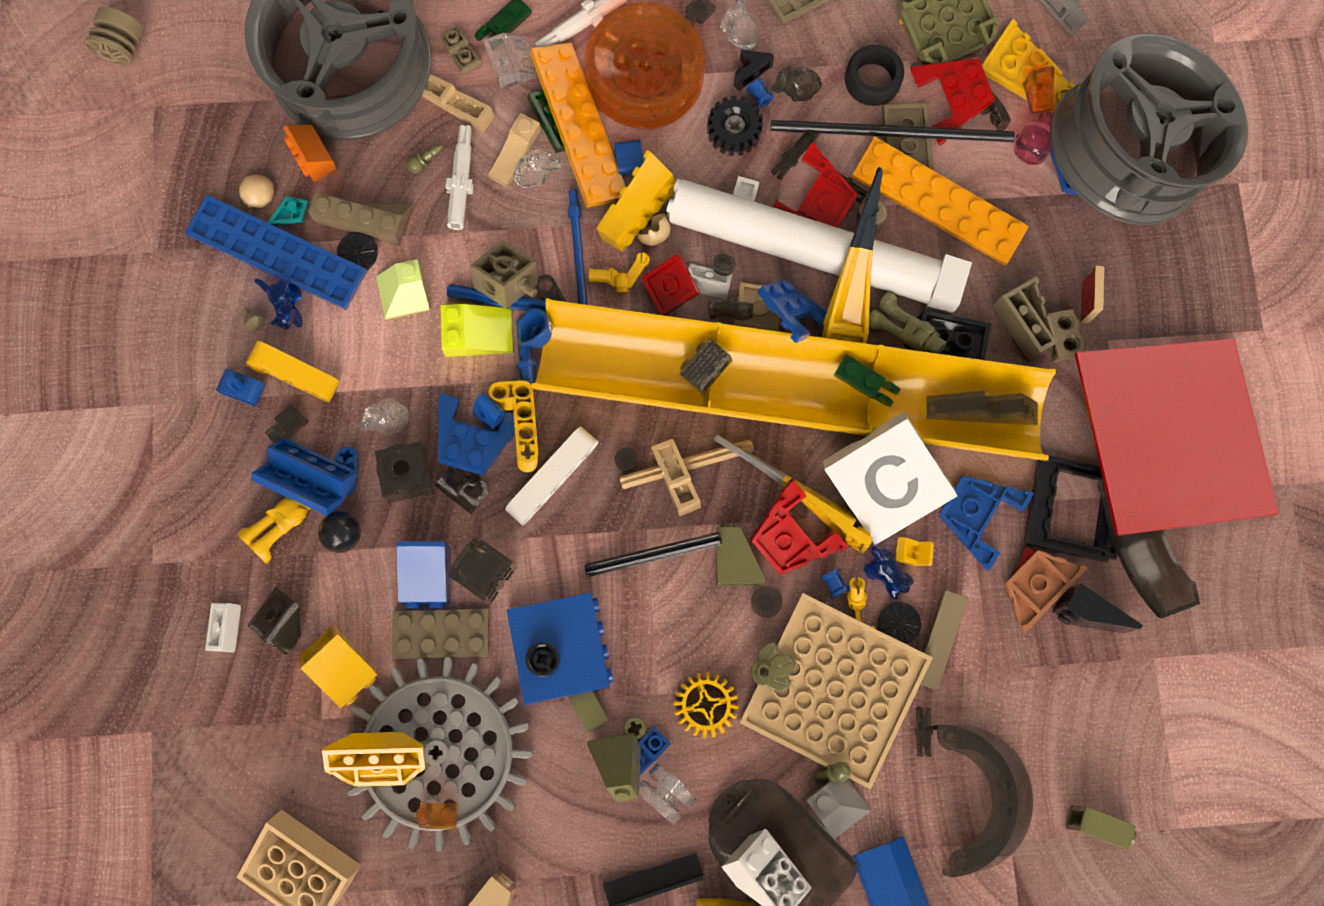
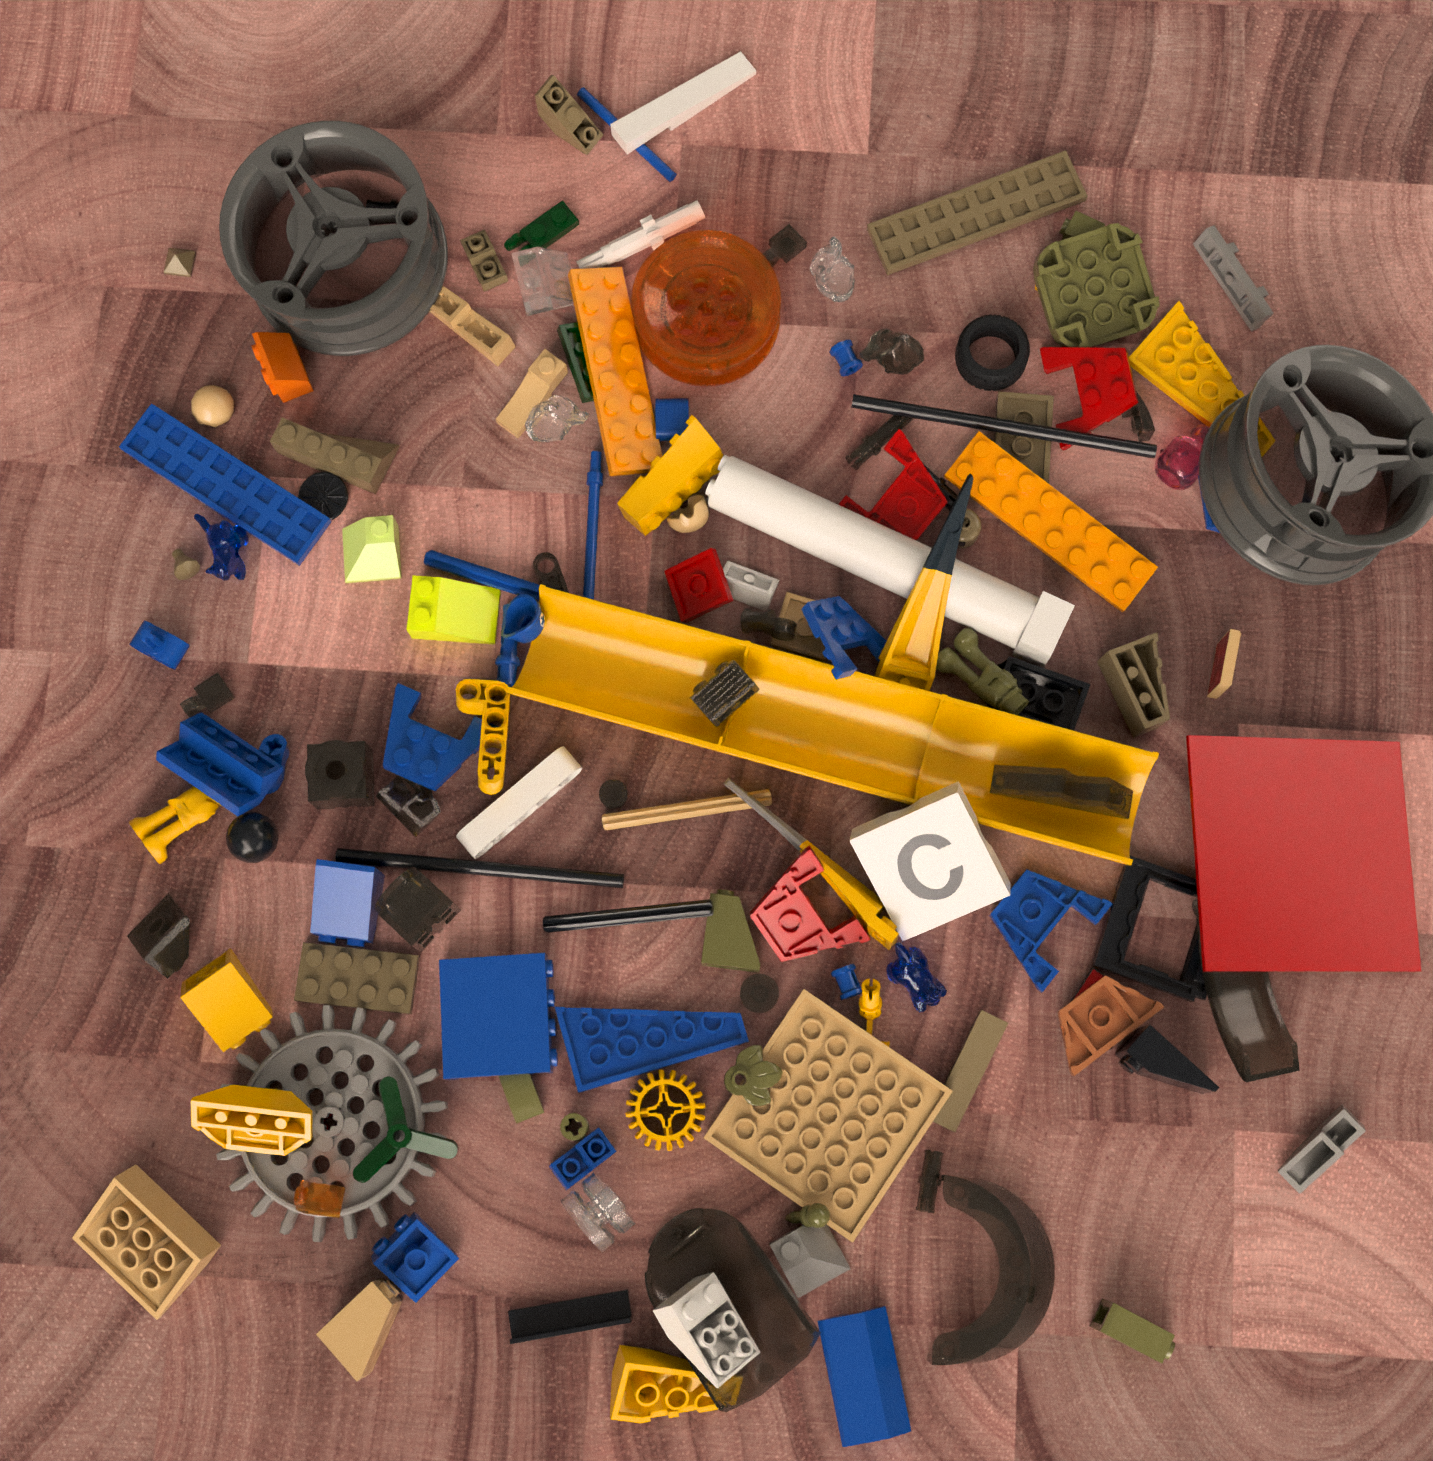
camera: 15 degrees right, 0 degrees up
(114, 36) = (67, 195): dark tan wheel -> none
(213, 80) = (179, 262): none -> dark tan slope
(223, 627) = (98, 934): white slope -> none
(289, 212) = (248, 436): teal piece -> none
(292, 371) = (223, 633): yellow beam -> none
(384, 417) = (327, 703): clear hair -> none
(416, 163) = (410, 395): olive bar -> none
(460, 184) = (459, 427): white piece -> none
(488, 412) = (452, 714): blue piece -> none
(505, 274) = (496, 547): dark tan piece -> none
(507, 756) = (390, 1146): none -> dark green piece
(519, 851) = (413, 1256): none -> blue plate
(527, 532) = (480, 868): none -> black piece
(533, 655) = (484, 1032): black wheel -> none
(618, 765) = (546, 1168): olive slope -> none
(620, 281) = (639, 572): yellow pin -> none
(670, 654) = (630, 1042): none -> blue wing
(676, 477) = (670, 824): tan slope -> none
(723, 265) = (769, 567): clear smoke tile -> none
(734, 113) = (809, 379): black bush -> none
(746, 188) = (810, 477): white plate -> none
(754, 64) = (846, 323): black slope -> none
(865, 380) = (919, 735): dark green hinge -> none
(900, 622) = (921, 1041): black wheel -> none
(914, 552) = (951, 956): yellow bracket -> none
(1040, 89) = (1197, 396): clear orange slope -> none
(1069, 335) = (1178, 710): dark tan brick -> none
(1224, 663) = (1321, 1149): none -> light grey slope

